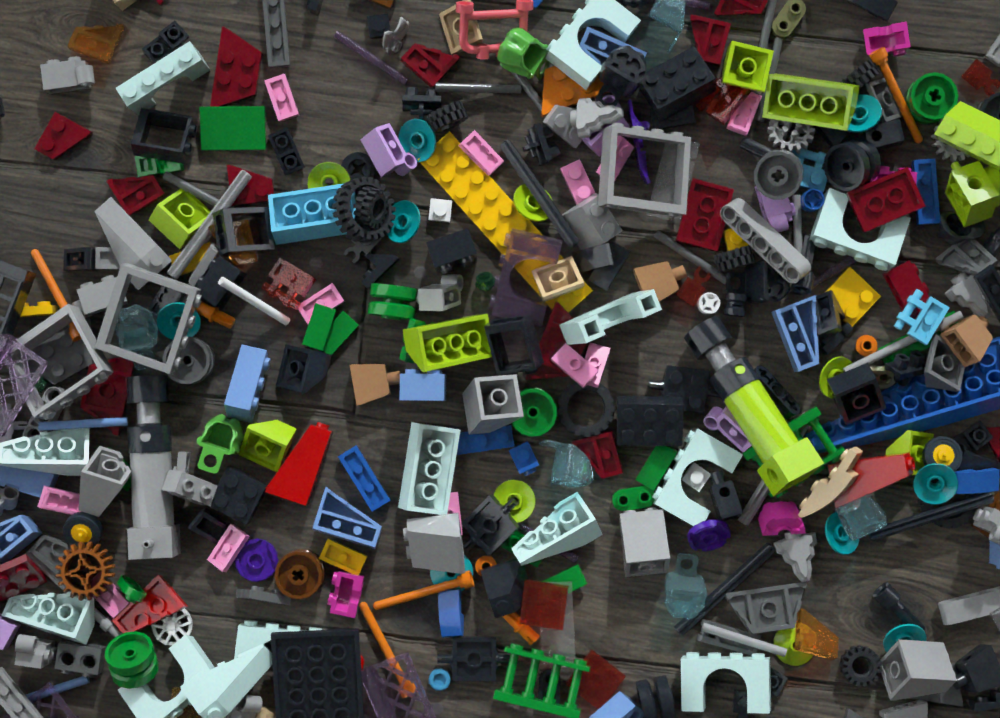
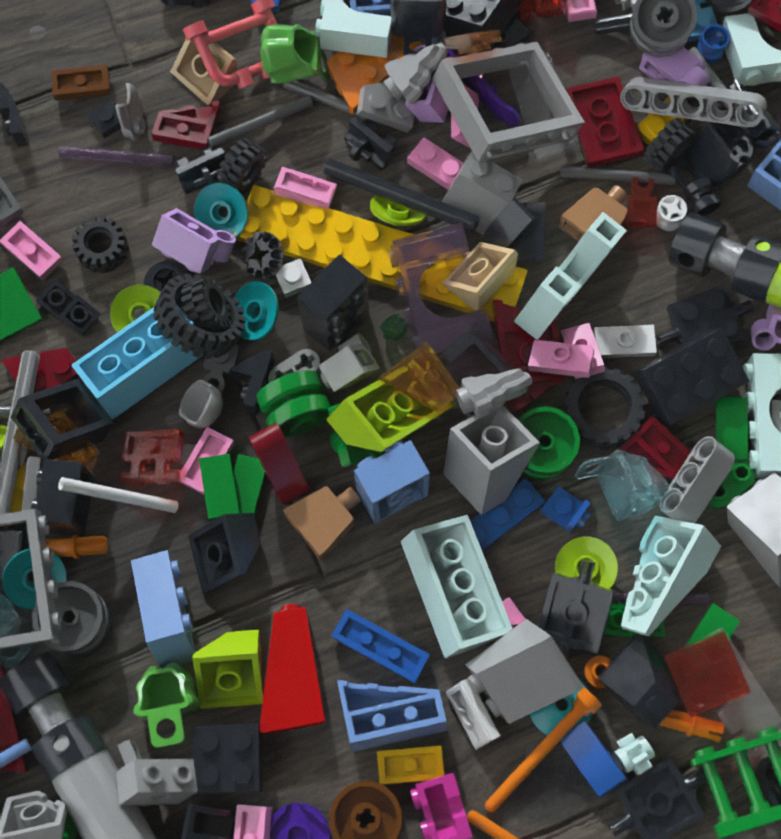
camera: 25 degrees left, 15 degrees down
(328, 105) = (89, 233): none -> black tyre
(336, 266) = (201, 404): none -> light grey hair
(362, 335) = (279, 463): none -> dark red beam
(395, 548) = (472, 713): none -> white plate
(406, 270) = (294, 362): none -> light grey beam
(434, 180) = (271, 262): none -> black gear
(476, 624) = (634, 754): none -> light aqua gear
(478, 334) = (422, 378): none -> clear orange wing
(513, 366) = (491, 391): none -> light grey rock
(612, 488) = (697, 480): none -> light grey beam
(626, 372) = (625, 341): none -> white plate
(642, 116) = (472, 41): none -> clear orange wing

